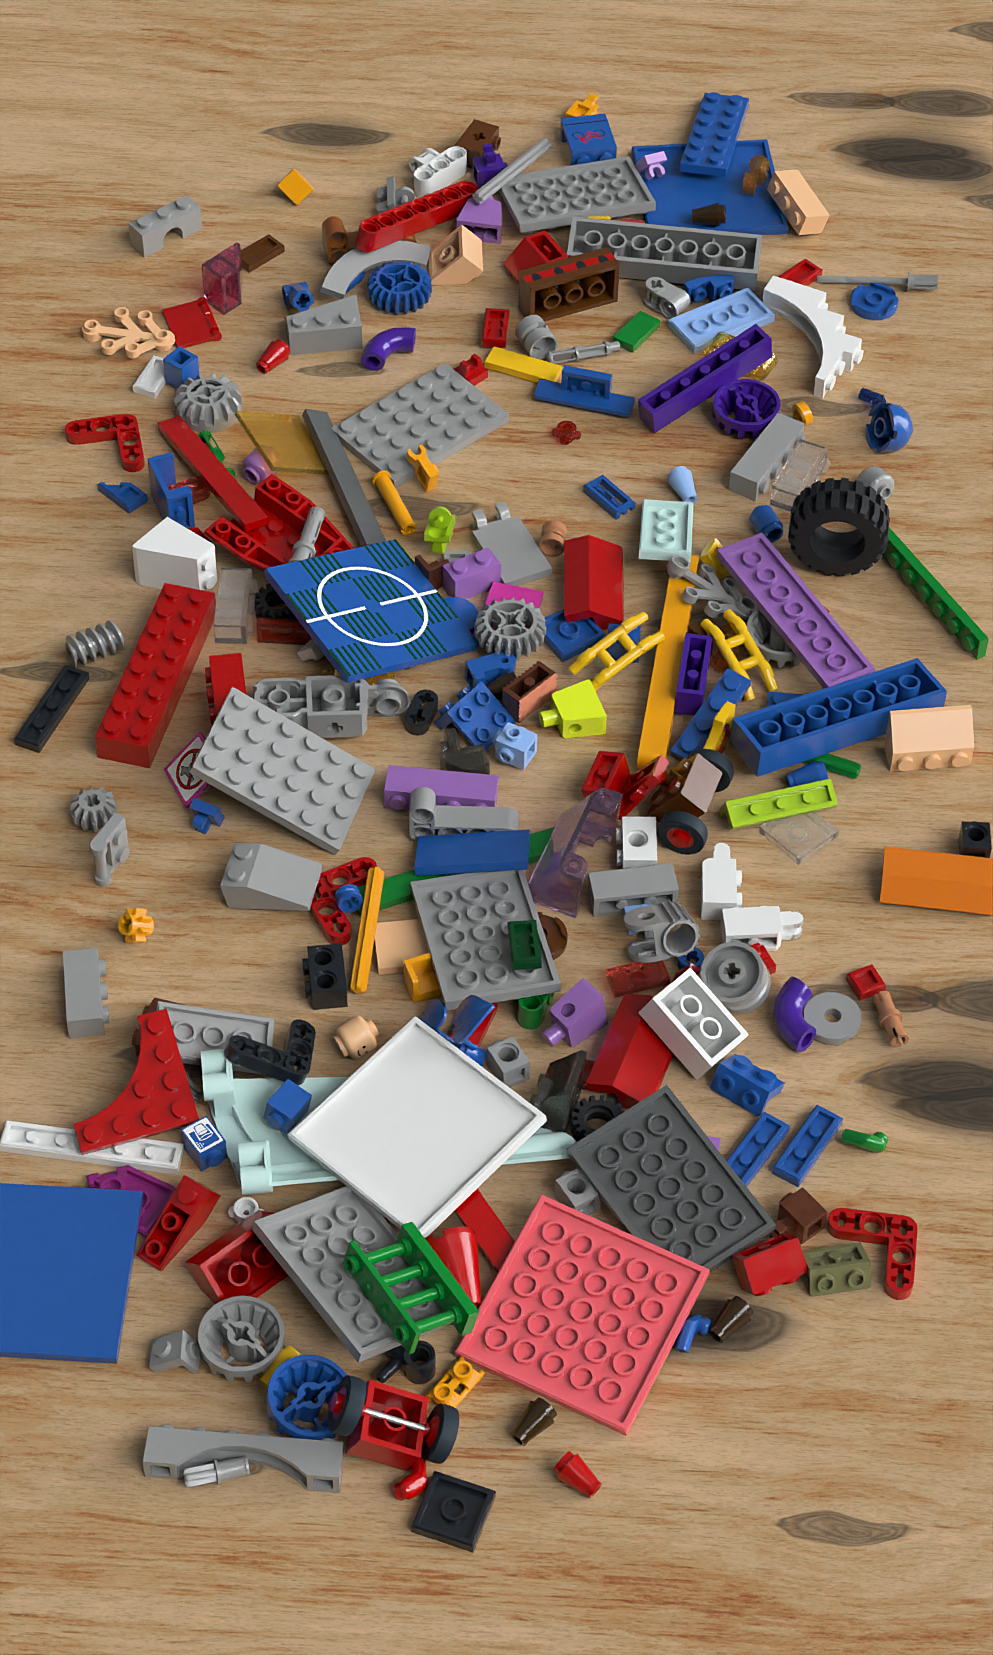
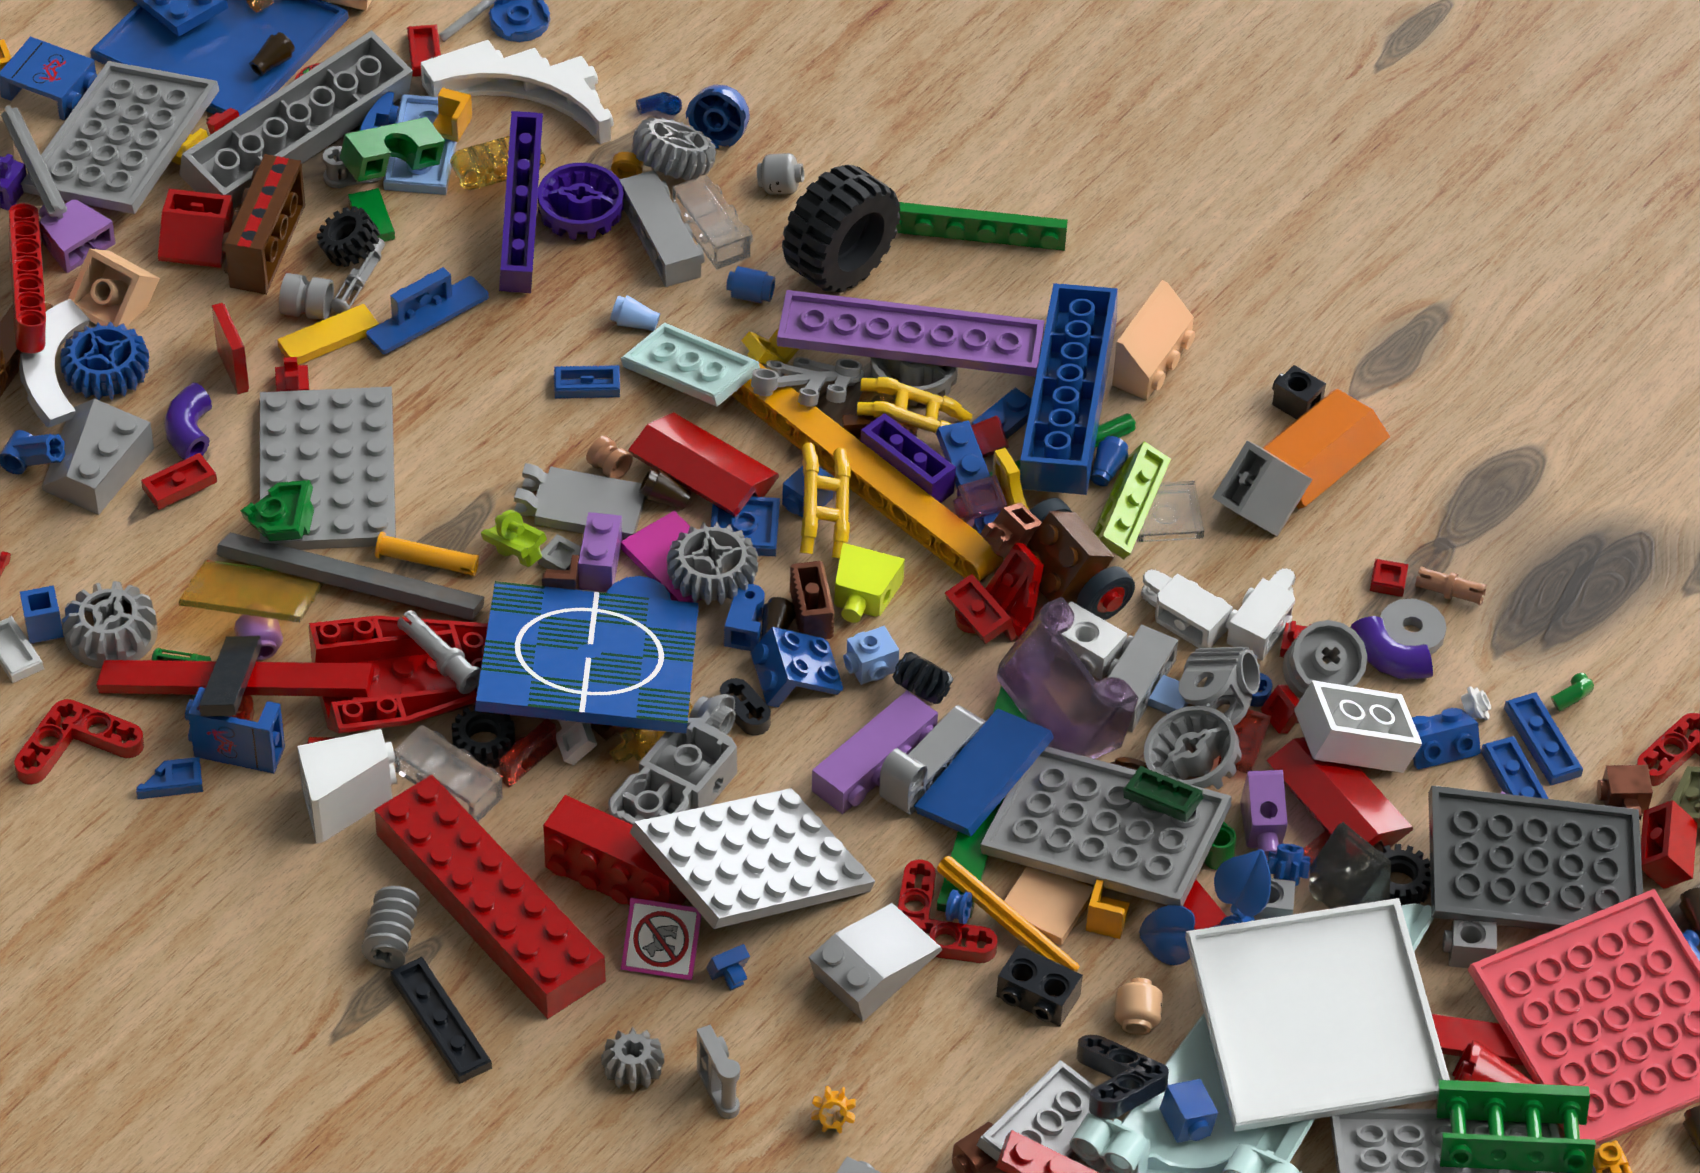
camera: 55 degrees left, 0 degrees up
(198, 462) = (230, 676): none -> black tile
(273, 356) = (96, 526): red cone -> none
(342, 369) = (179, 481): none -> red plate
(354, 420) = (283, 512): none -> green plate
(424, 470) = (409, 502): light orange plate -> none
(456, 326) = (230, 348): none -> red tile
(458, 759) = (846, 714): clear smoke brick -> none
(495, 327) = (253, 322): red plate -> none
(518, 779) = (922, 678): none -> black gear
(542, 1050) = (1289, 863): none -> blue gear
(552, 575) = (664, 490): none -> dark brown cone
(566, 432) = (463, 358): clear red plate -> none
(589, 948) = (1188, 743): none -> light grey gear
(601, 327) = (348, 236): none -> black tyre
(652, 163) = (148, 50): lavender tile -> none
(671, 290) = (413, 141): none -> green arch
(673, 746) = (1011, 526): none -> copper brick
(691, 722) = (979, 499): none -> clear pink bracket
(750, 316) = (454, 114): none -> light orange panel
(759, 700) = (990, 436): none -> red tile
(795, 1087) = (1476, 703): none -> white plate
(832, 422) = (673, 148): none -> light grey gear
(857, 862) = (1262, 488): none -> light grey slope

